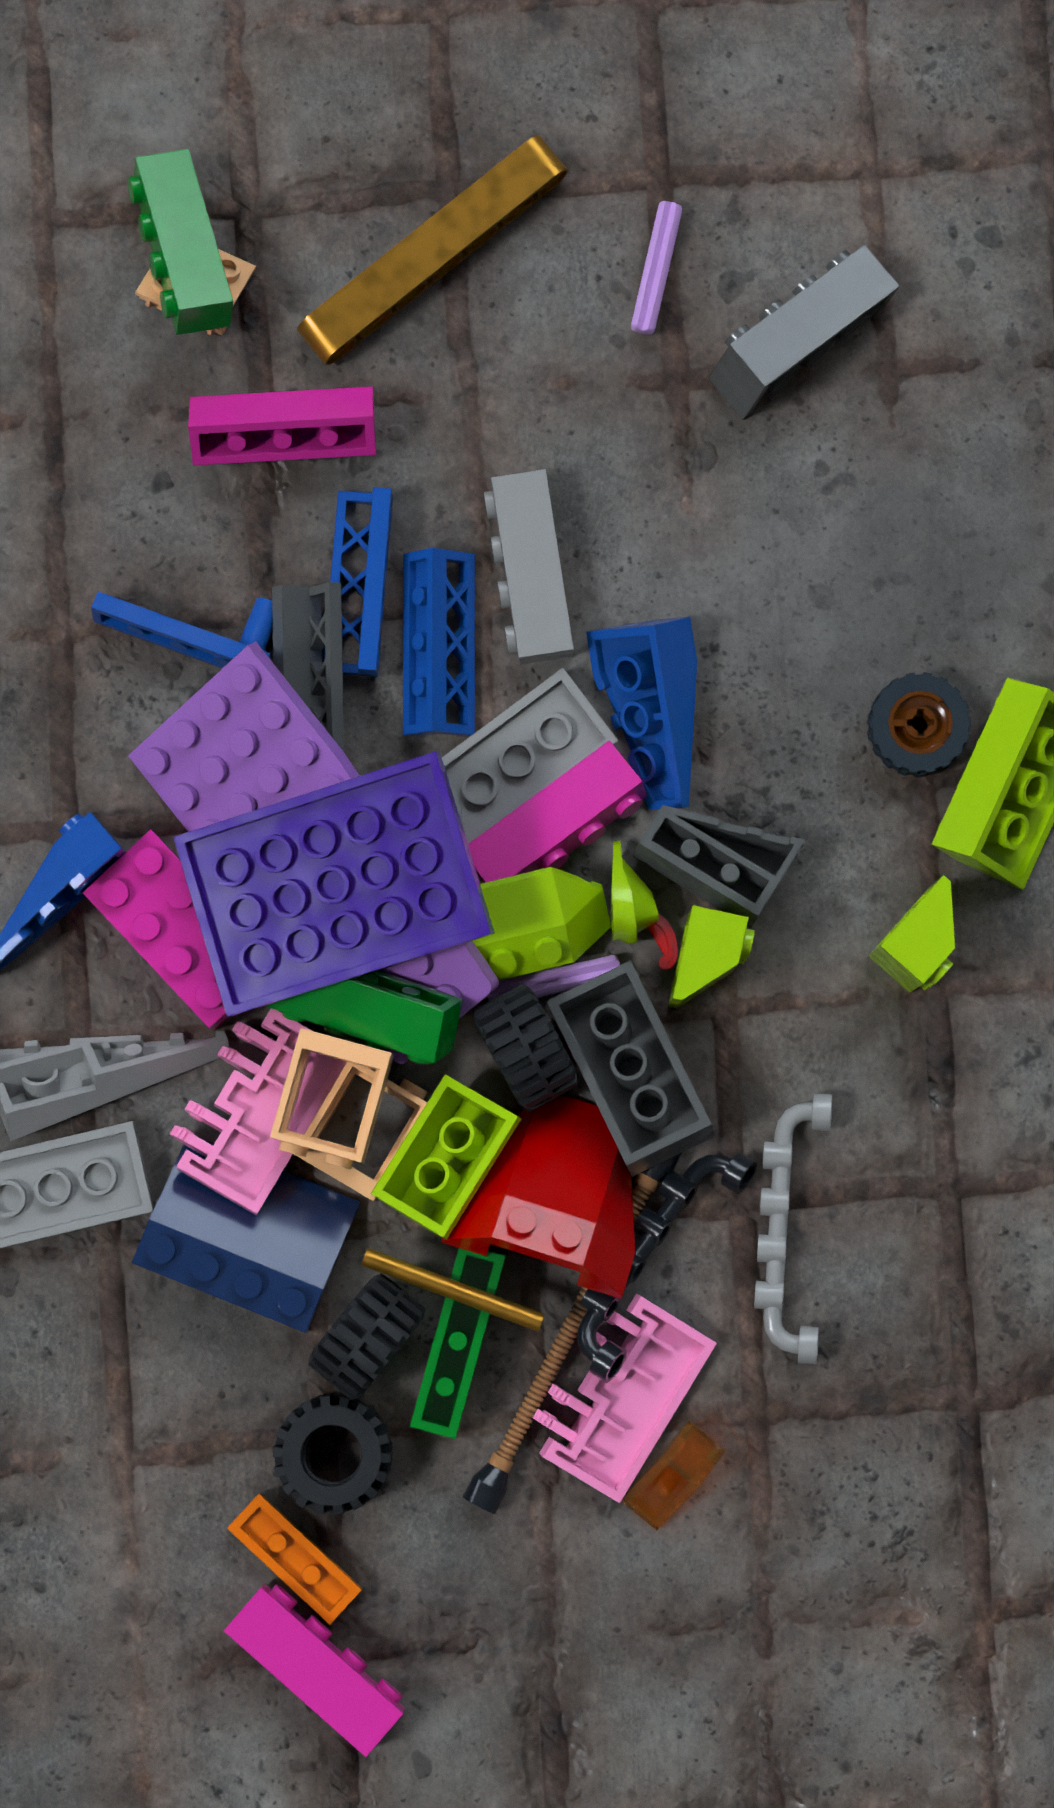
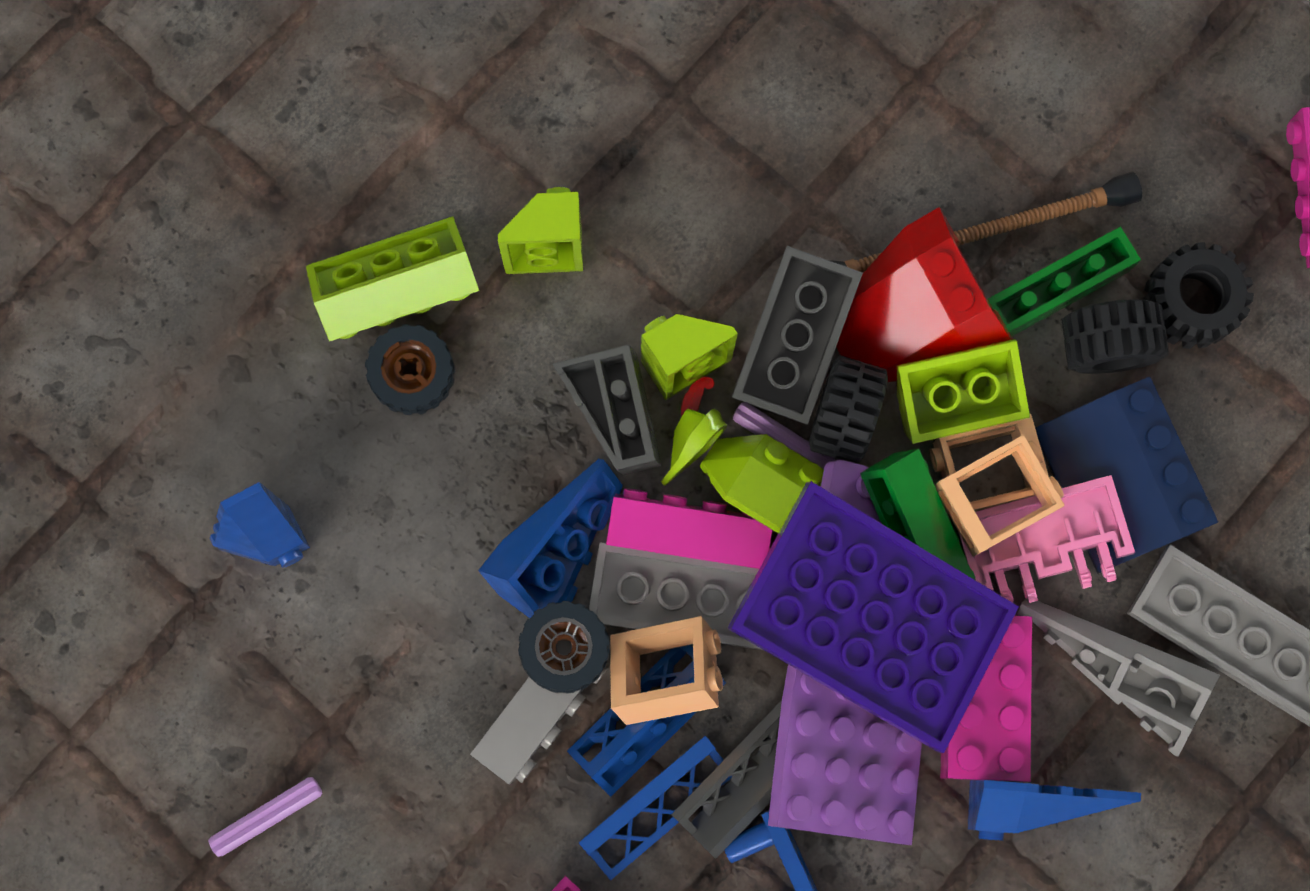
camera: 140 degrees left, 5 degrees down
(294, 1558) = (1276, 262): orange plate -> none
(452, 1289) = (1038, 310): pearl gold bar -> none
(488, 656) = (682, 699): none -> light nougat window
(578, 605) = (564, 623): none -> black wheel
(633, 1408) = (994, 156): bright pink hinge -> none
(653, 1230) = (876, 237): black bar -> none
(673, 1475) = (1003, 90): clear orange slope -> none
(773, 1247) = (788, 182): light grey bar -> none
(801, 328) = (219, 678): wedge -> none
(888, 473) = (259, 528): none -> blue wedge

